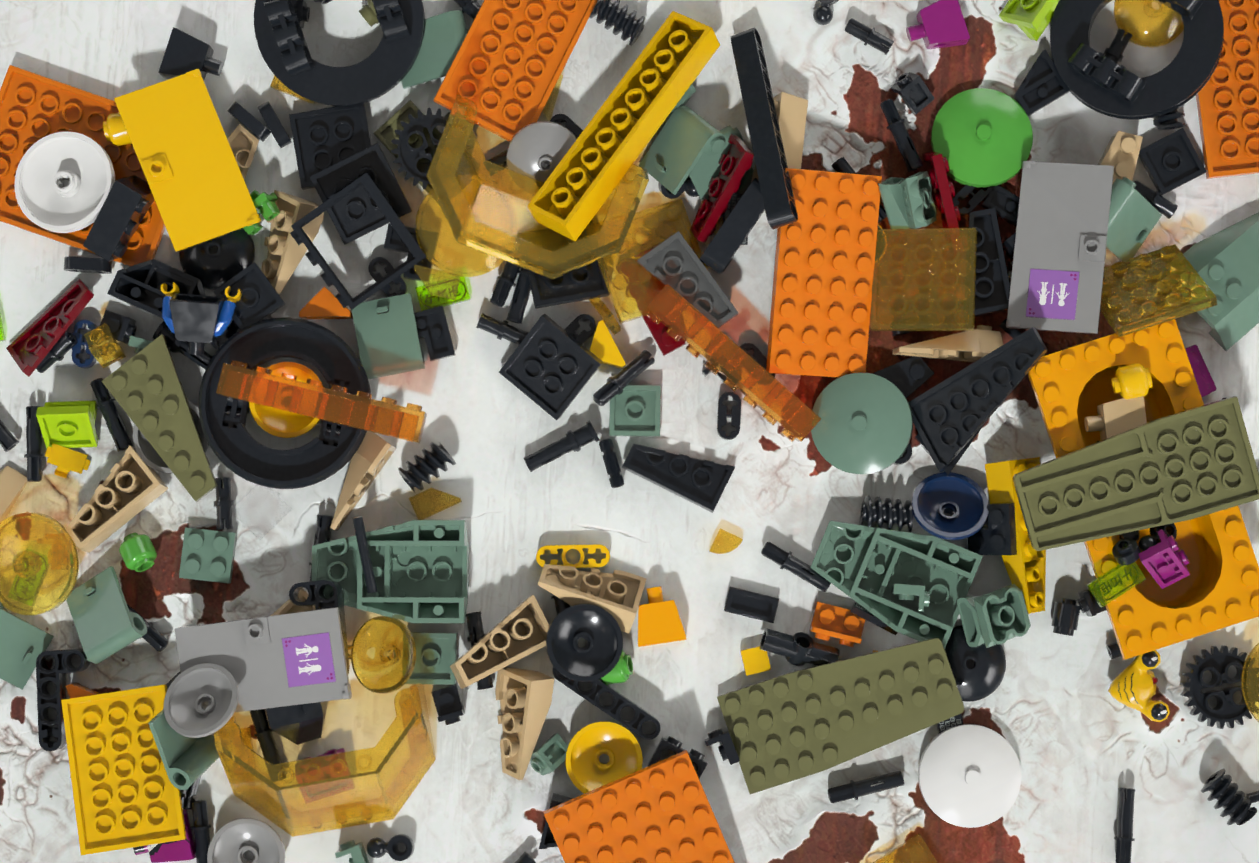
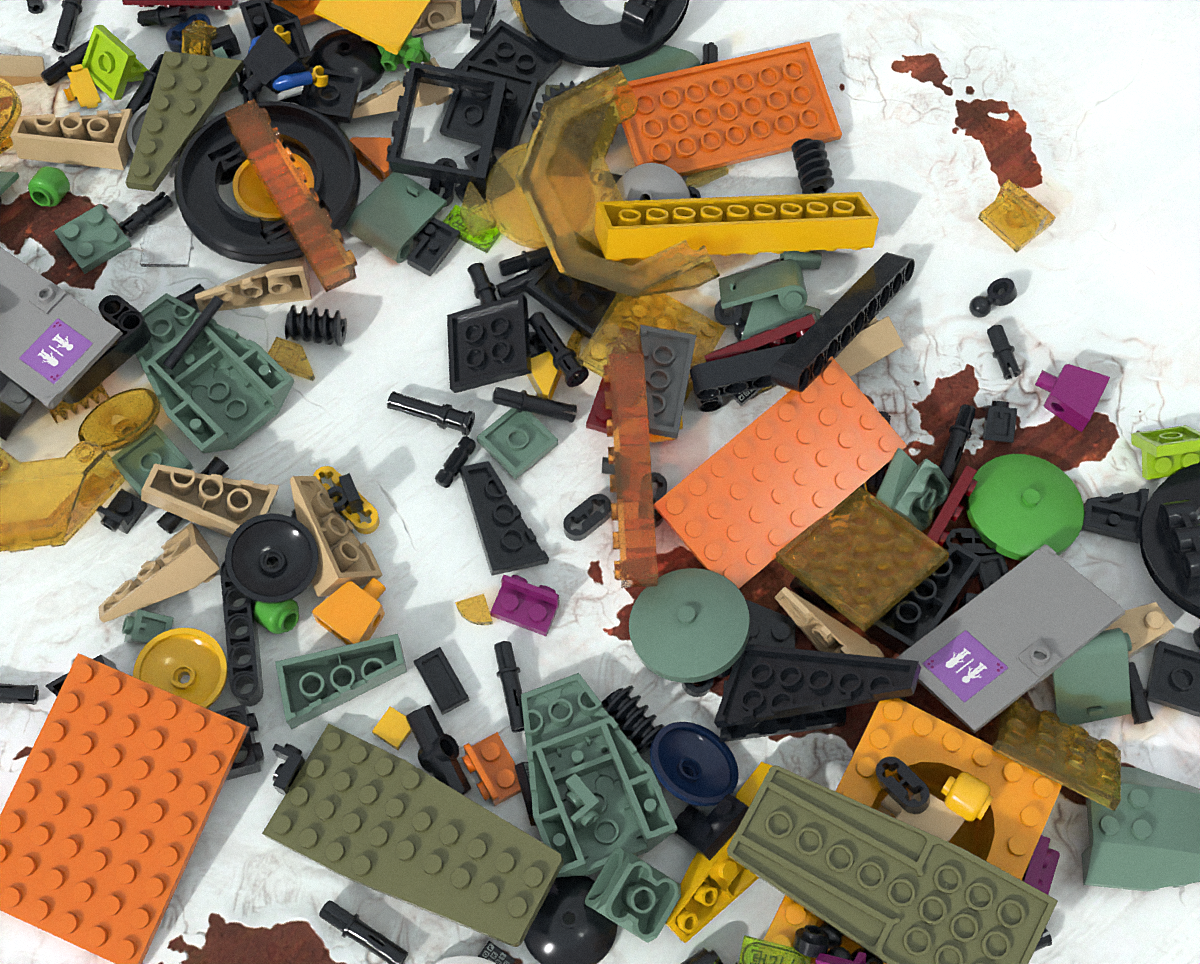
camera: 45 degrees right, 20 degrees down
(577, 554) = (348, 493): none -> black tile
(613, 331) = (563, 357): none -> black pin
(691, 673) = (334, 676): none -> sand green wedge
(752, 510) = (525, 604): none -> magenta bracket
(1092, 419) = (897, 790): none -> black beam

